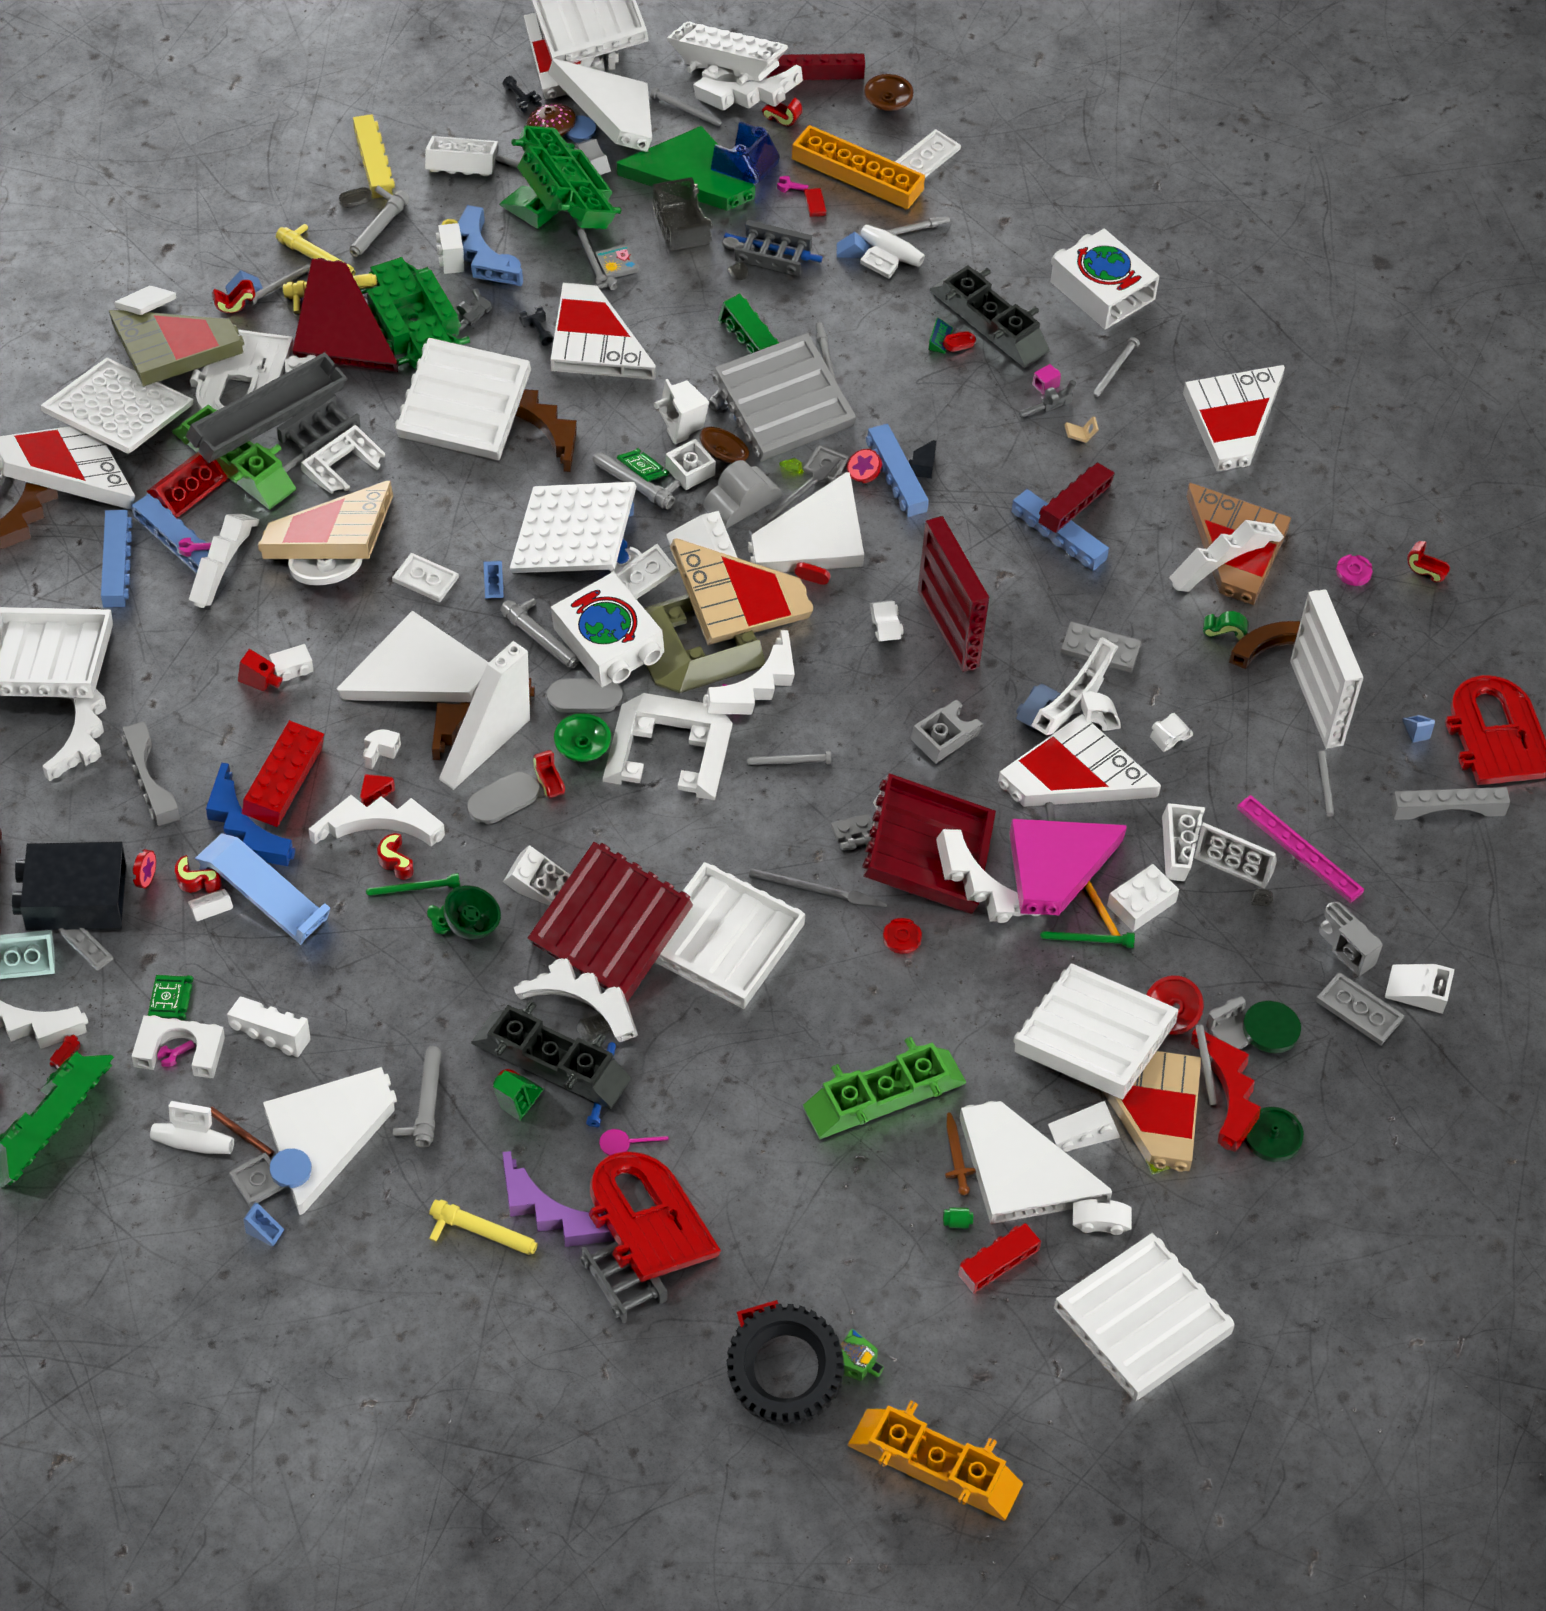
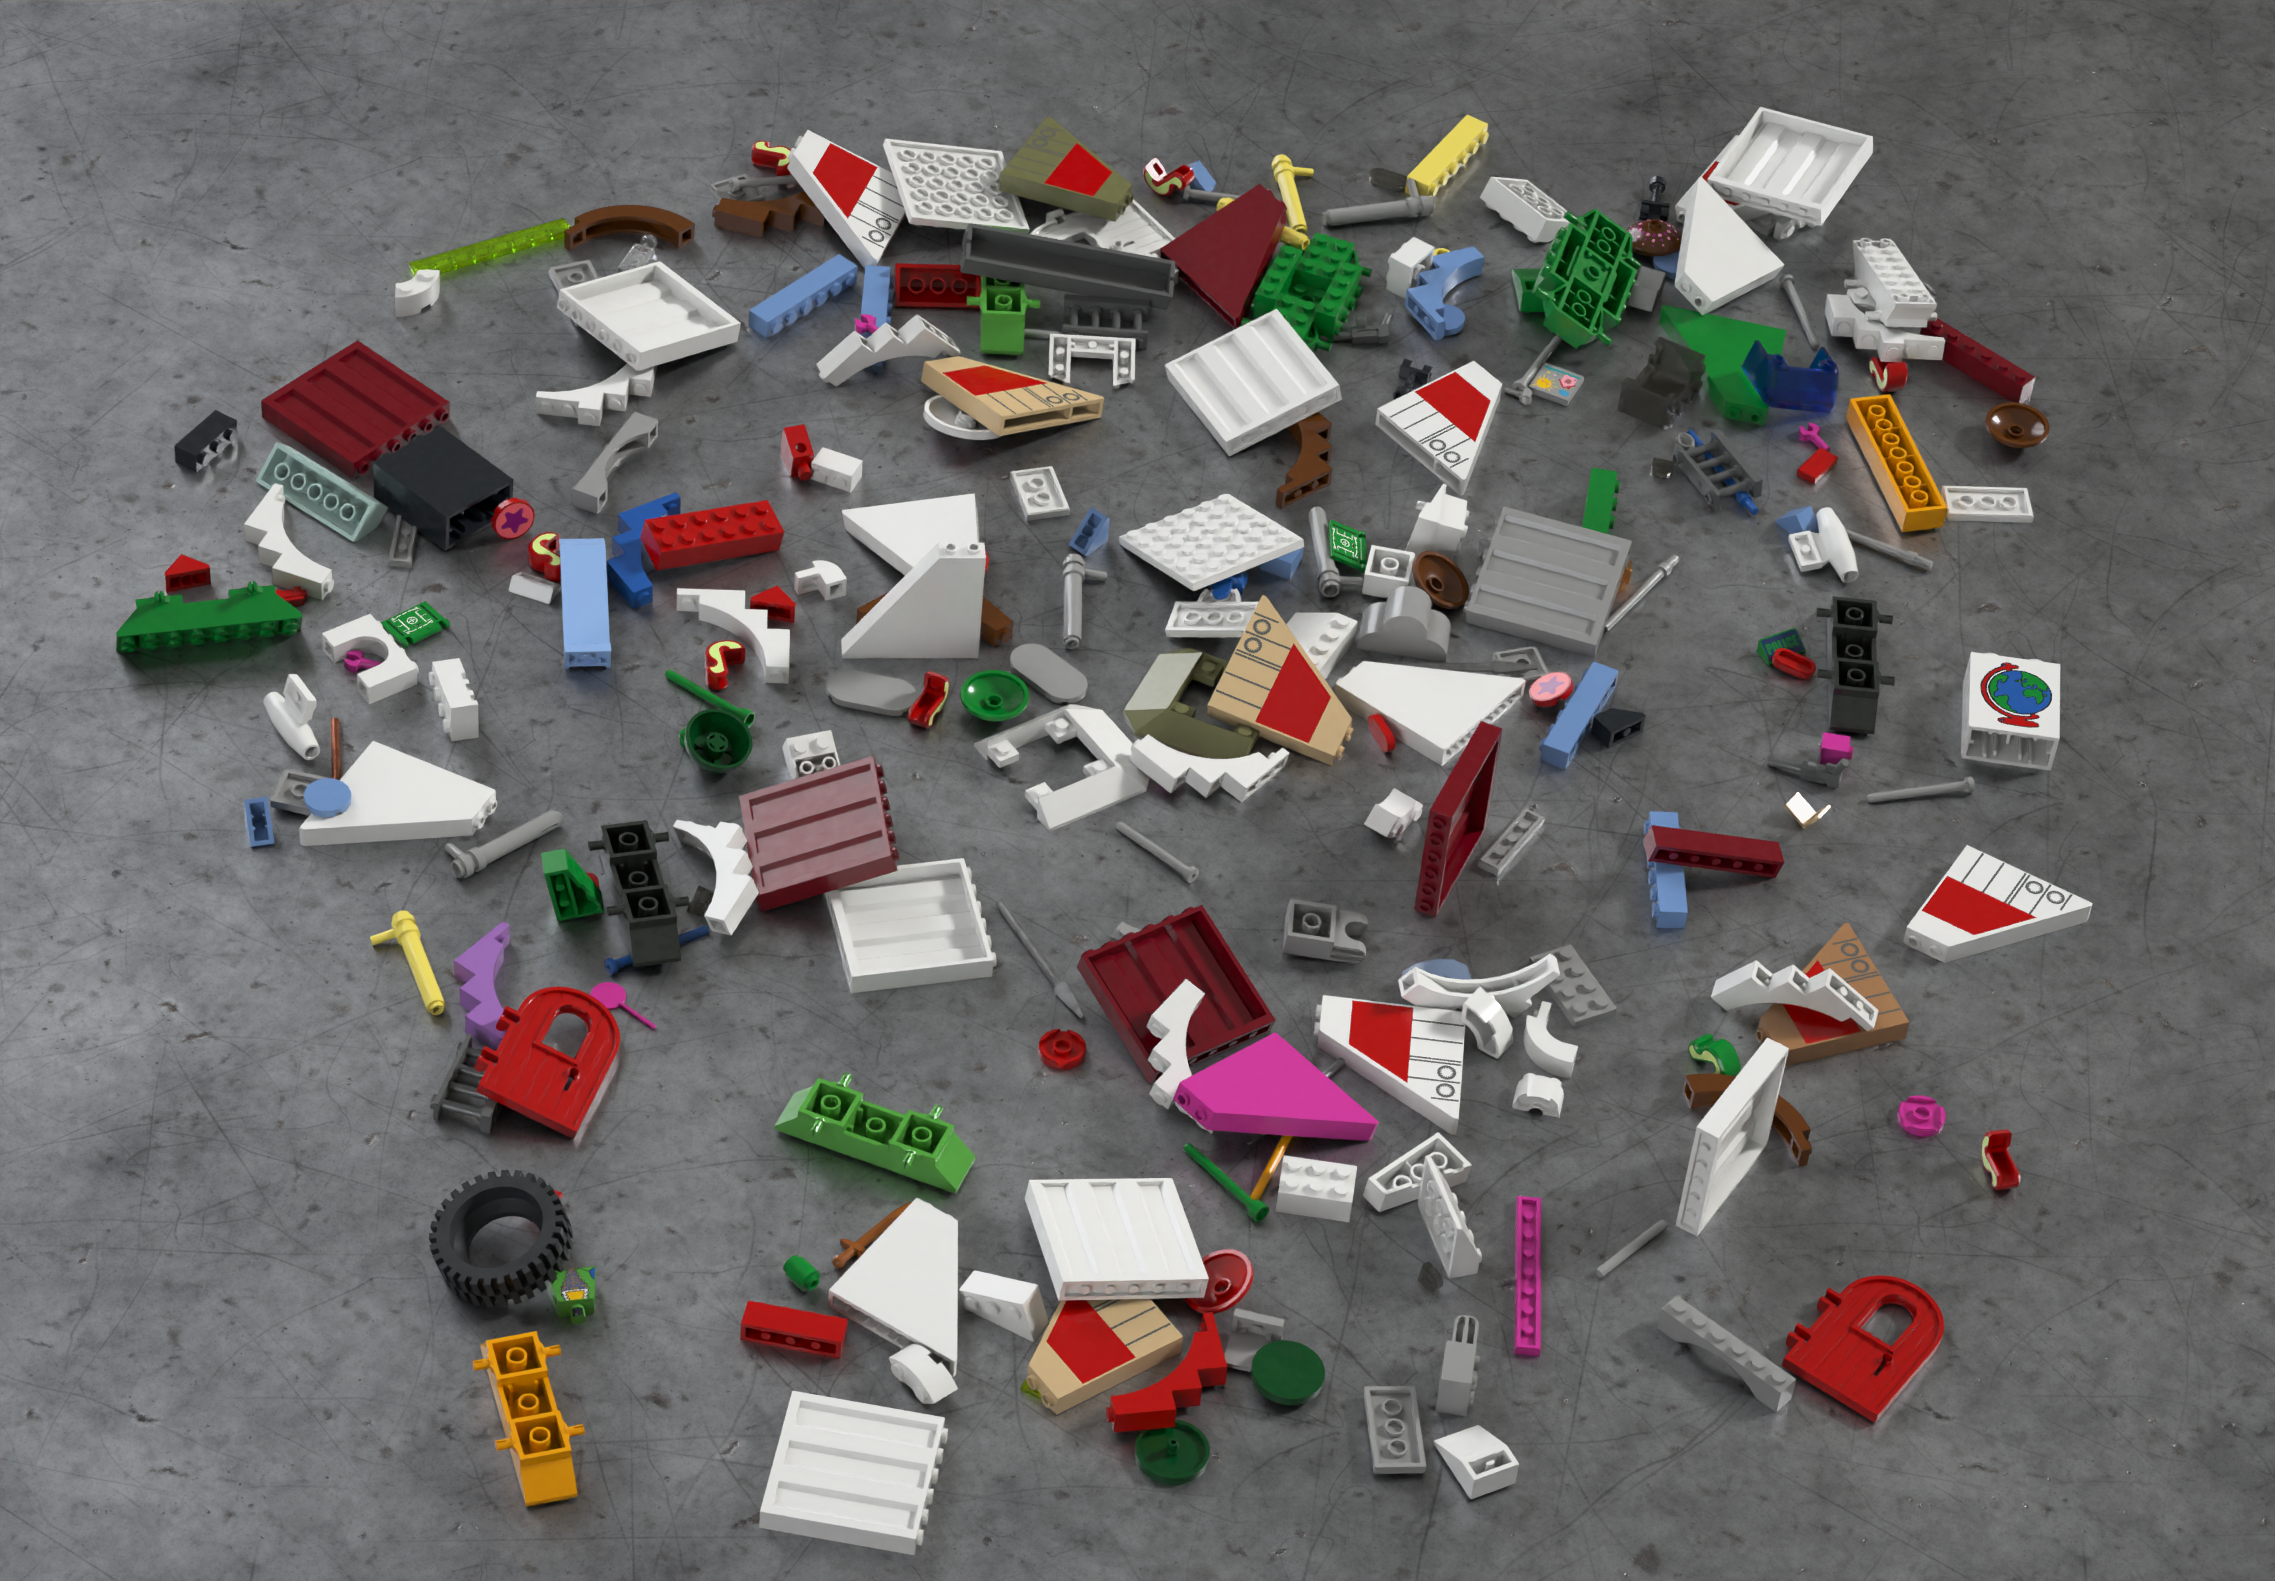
camera: 45 degrees right, 10 degrees down
(145, 300) = (1089, 130): white tile -> none
(608, 630) = (1124, 631): white brick -> none
(792, 465) = (1487, 644): clear neon green slope -> none
(1135, 699) = (1544, 1049): none -> white arch
(1206, 1065) = (1181, 1343): light grey bar -> none
(1419, 727) = (1788, 1277): medium blue slope -> none

